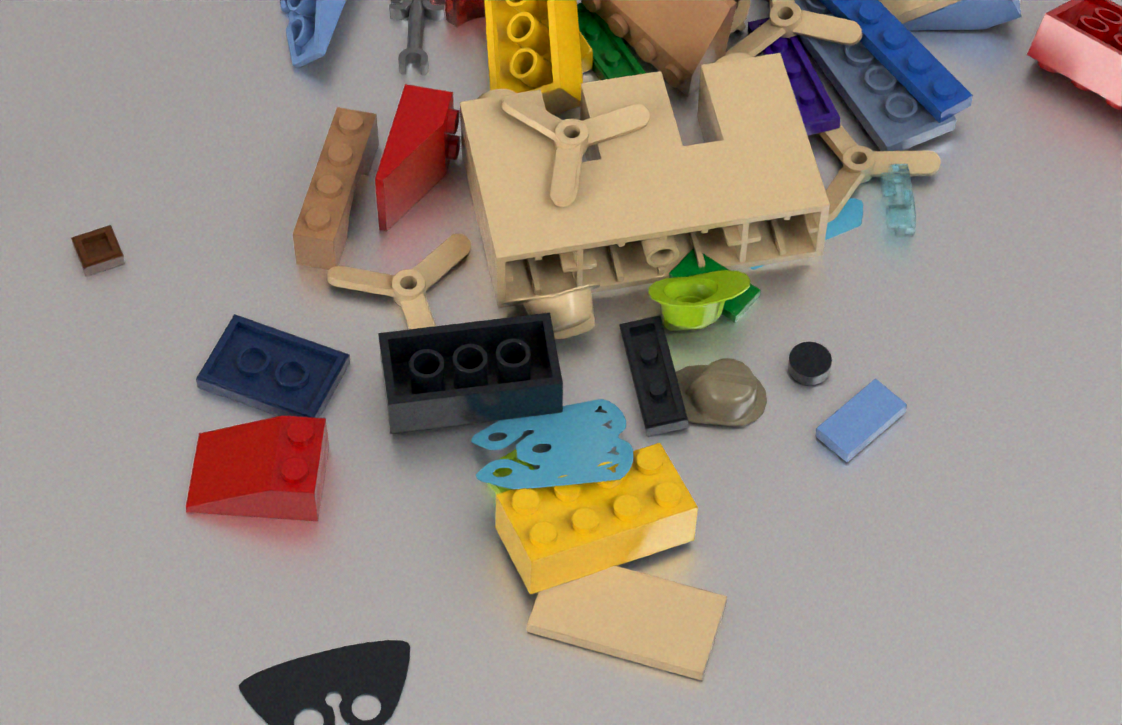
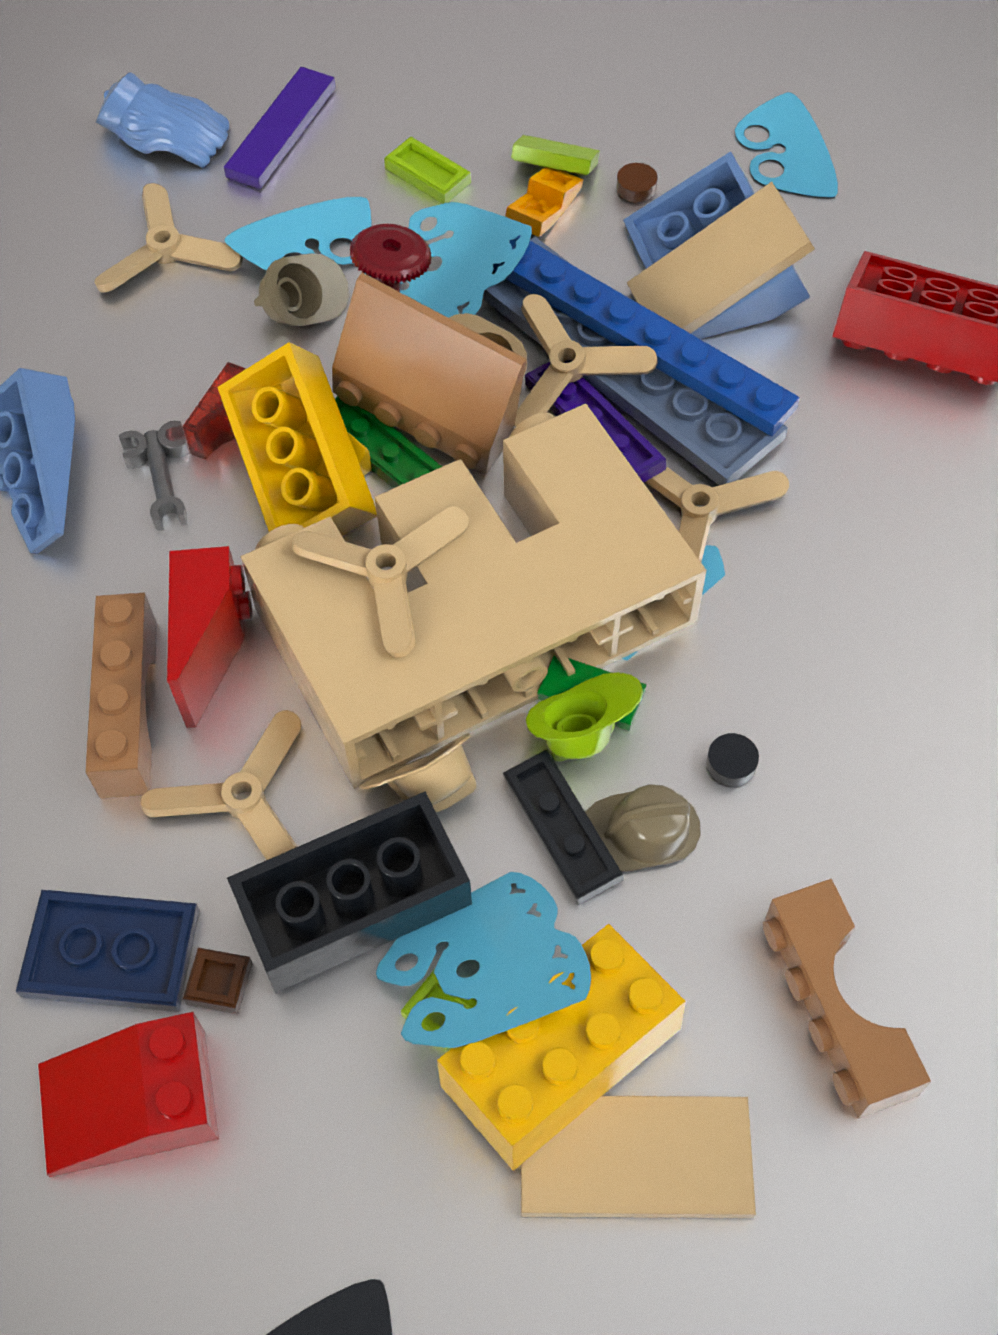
camera: 15 degrees left, 5 degrees up
(350, 413) = (218, 980): none -> reddish brown tile
(833, 595) = (871, 1061): none -> medium nougat arch
(861, 420) = (815, 815): medium blue tile -> none
(901, 211) = (768, 545): clear light blue plate -> none

